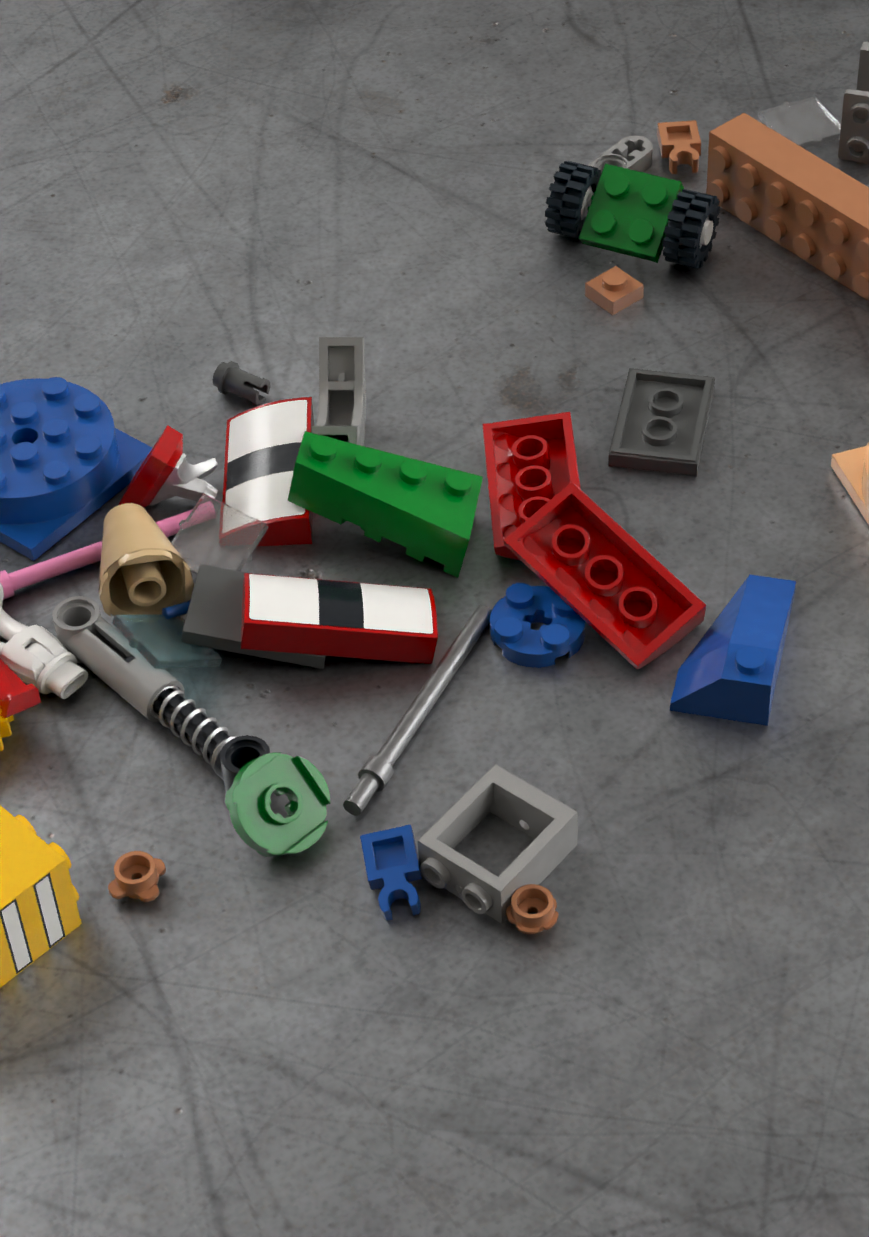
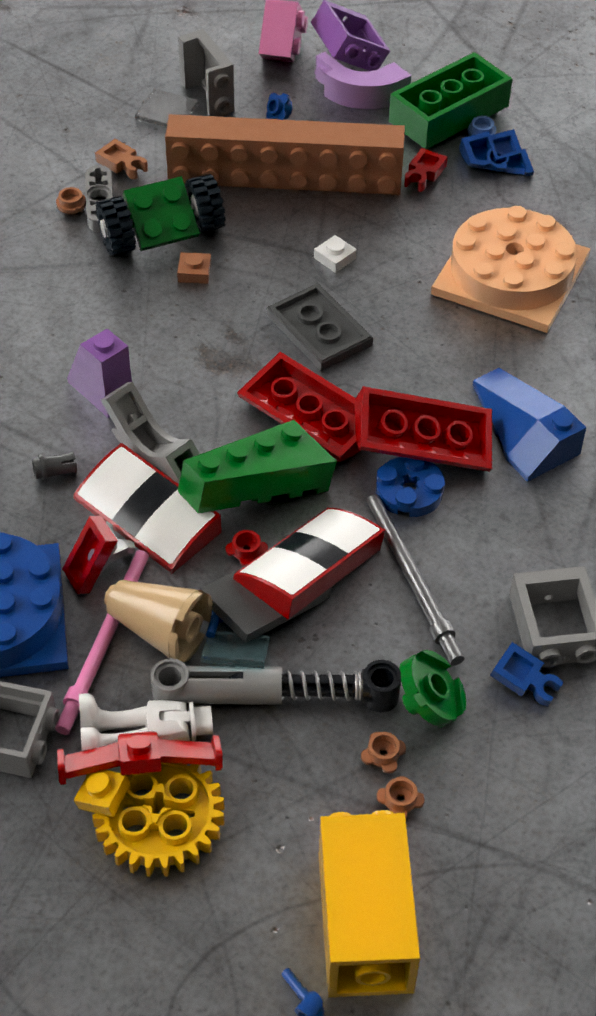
camera: 50 degrees left, 5 degrees up
(176, 828) = (383, 742): none -> nougat plate
(218, 536) = (175, 563): clear piece -> none
(307, 563) = (246, 540): none -> red plate
(375, 315) = (100, 368): none -> medium lavender slope
(578, 152) = (70, 200): none -> nougat plate
(779, 362) = (335, 253): none -> white plate

